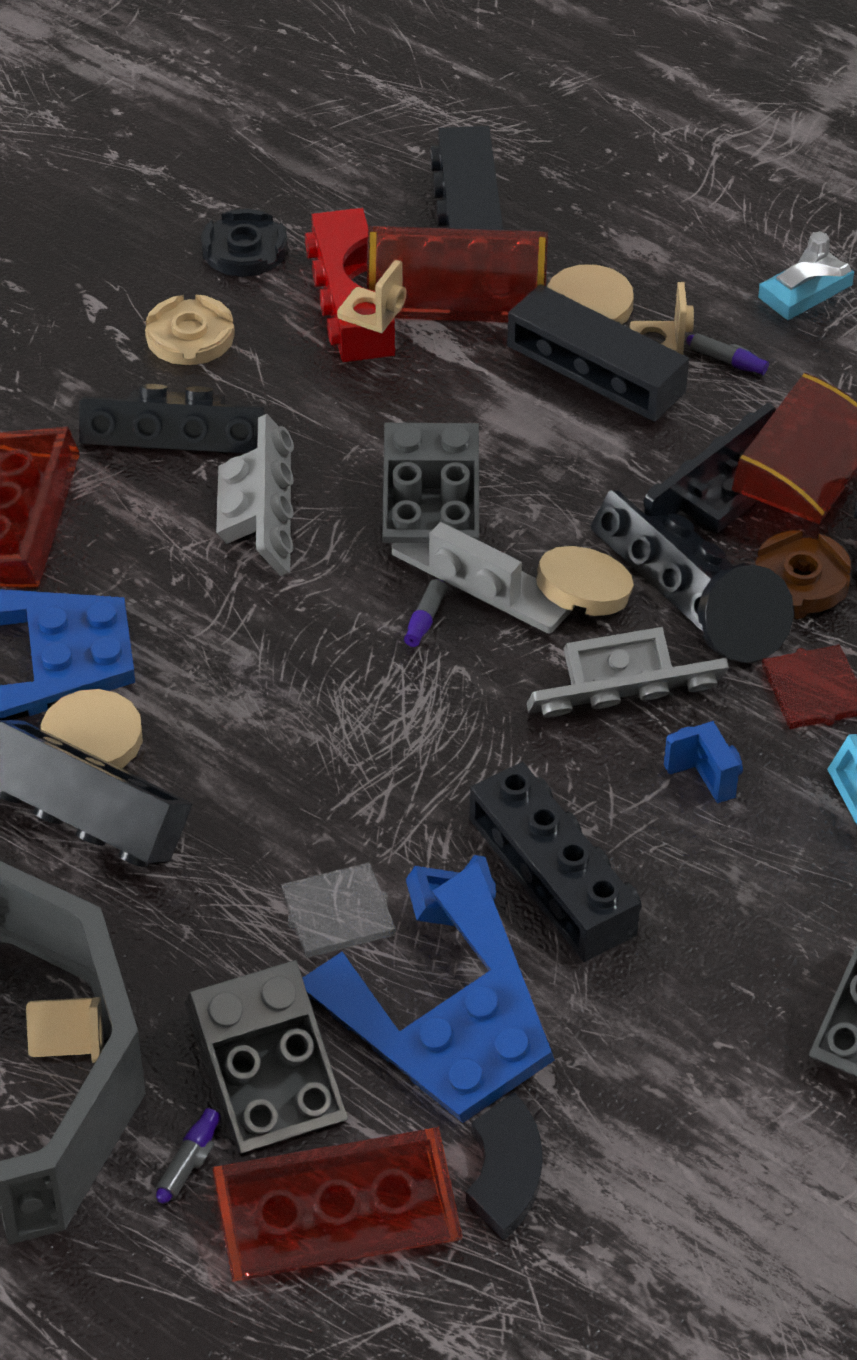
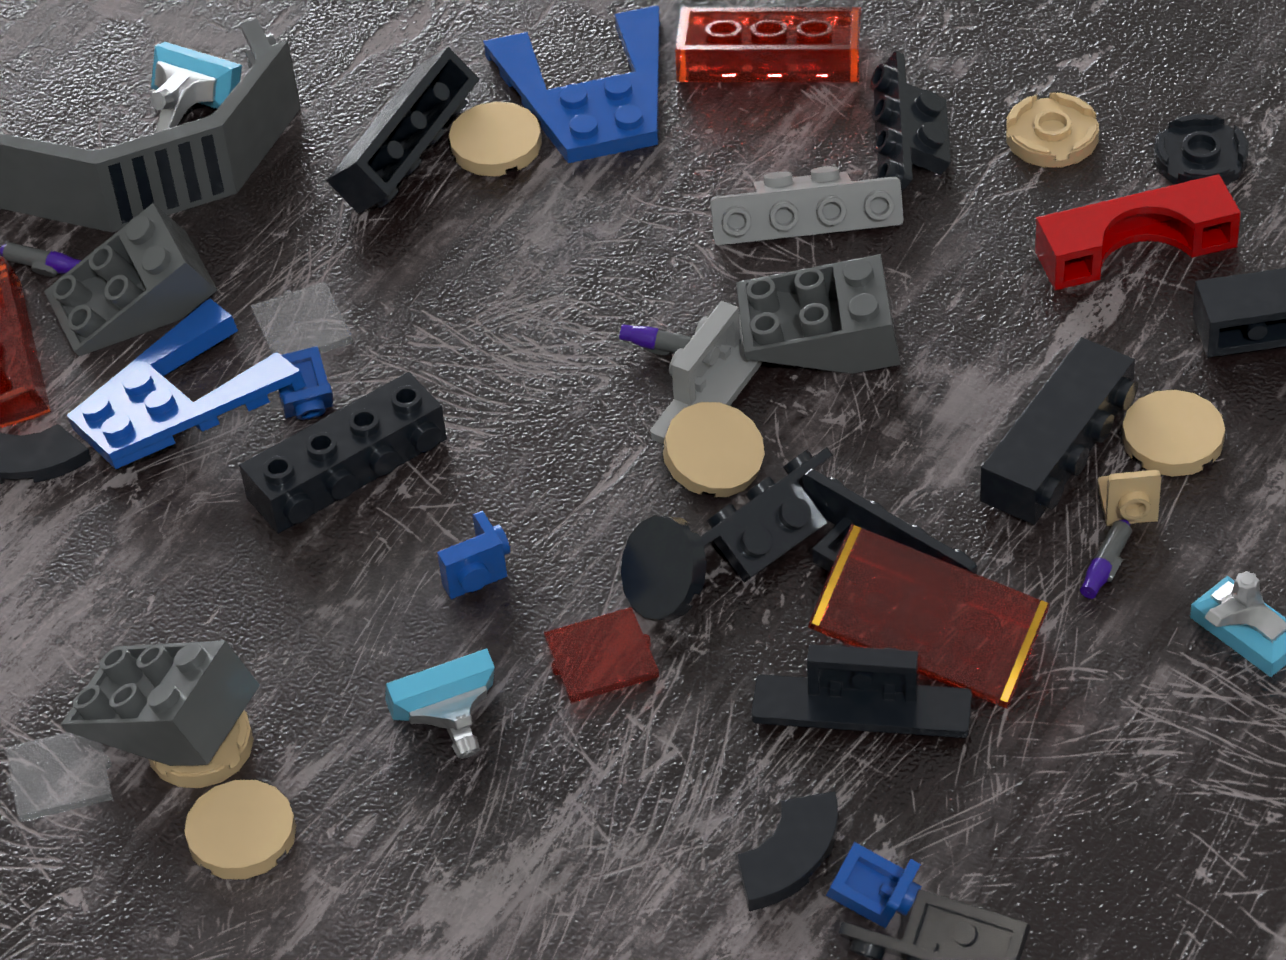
camera: 90 degrees right, 0 degrees up
(388, 297) = (1064, 227): tan bracket -> none
(459, 270) = (1146, 298): clear red slope -> none
(622, 667) = (591, 486): light grey bracket -> none
(823, 557) = (754, 654): reddish brown plate -> none

